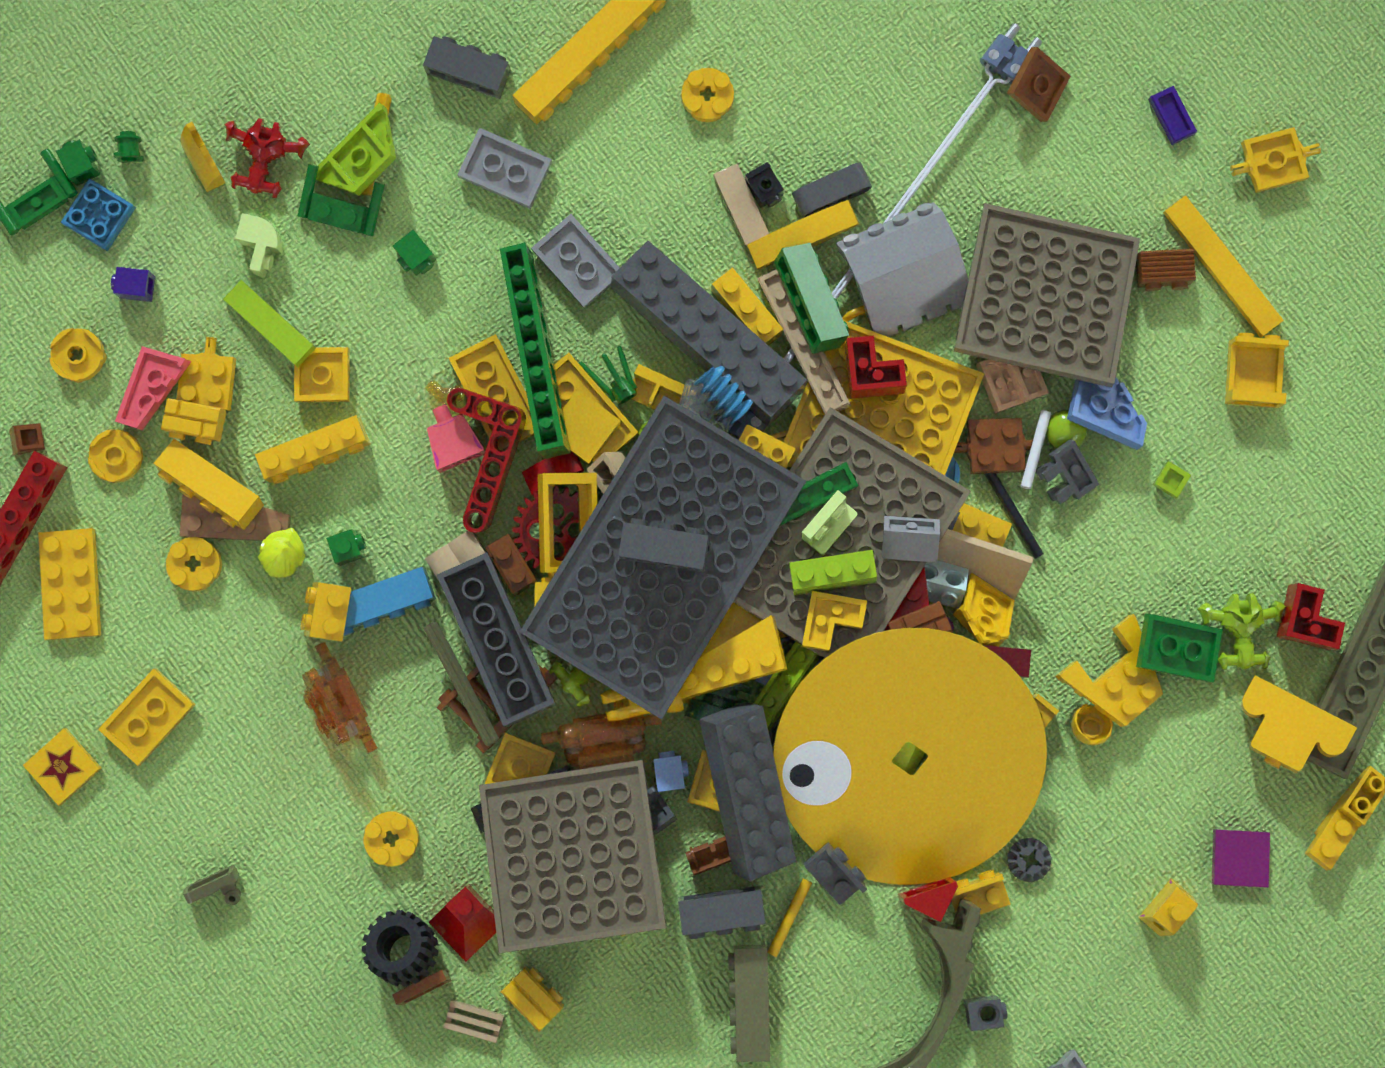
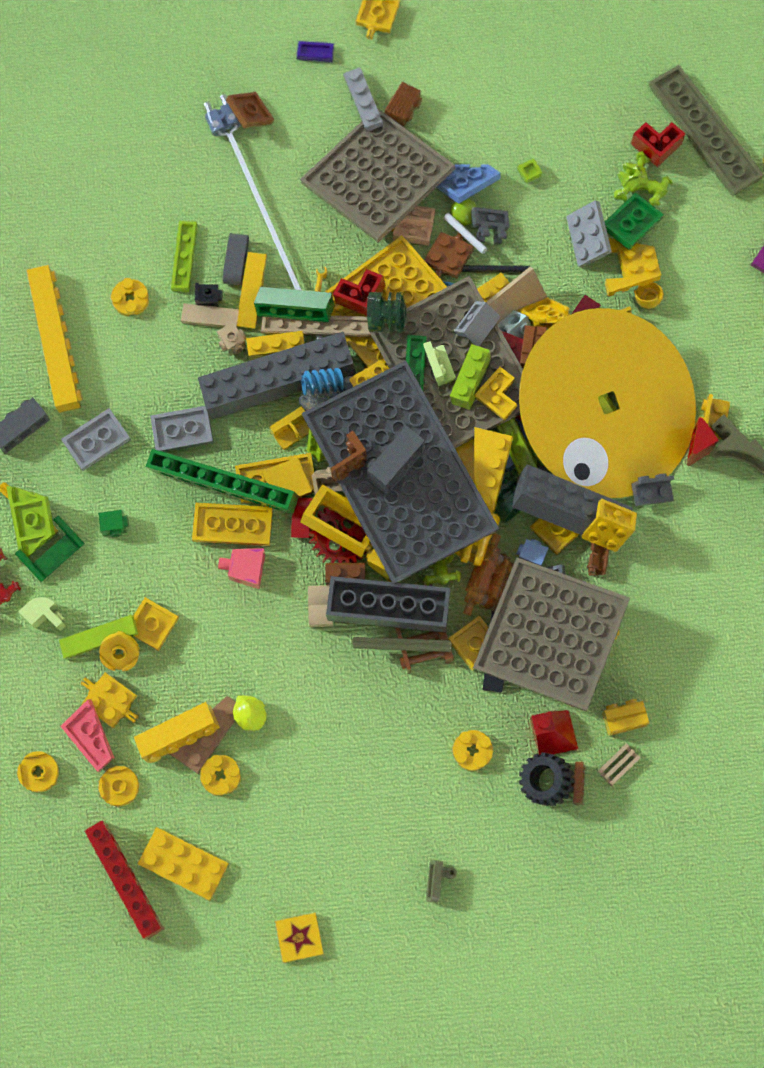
camera: 55 degrees left, 10 degrees down
(26, 438) = (70, 838): dark orange slope -> none
(133, 284) = (16, 709): dark purple brick -> none
(146, 717) = (300, 861): yellow plate -> none
(193, 420) = (130, 718): yellow brick -> none
(273, 353) = (119, 641): none -> yellow plate
(313, 449) = (195, 655): yellow brick -> none
(326, 611) = (303, 703): yellow bracket -> none
(336, 702) = (365, 732): clear orange piece -> none
(346, 547) = (271, 669): green brick -> none
(388, 599) = (317, 669): dark azure brick -> none
(441, 393) = (214, 555): clear yellow arm -> none
(492, 453) = (271, 543): red beam -> none
(622, 389) = (277, 446): green plant -> none
(650, 490) = (356, 460): none -> dark orange bracket
(721, 911) = (638, 568): dark grey brick -> none
(723, 241) = (231, 339): none -> tan brick
(751, 852) = (611, 526): none -> yellow bracket
(751, 1003) = (704, 585): olive brick -> none
(789, 917) = (664, 535): yellow bar -> none
(800, 125) = (184, 256): none -> lime tile
(855, 414) = (386, 311): none -> clear green wheel
(906, 269) = (311, 241): light grey hinge -> none
(1017, 864) = (708, 384): dark grey gear -> none
(1127, 604) = (588, 234): none -> light grey plate
(1140, 215) = (363, 99): none -> light grey plate
(1223, 266) = (421, 74): yellow tile -> none
(1255, 371) = (494, 91): yellow panel -> none
(1292, 726) = (715, 185): yellow brick -> none

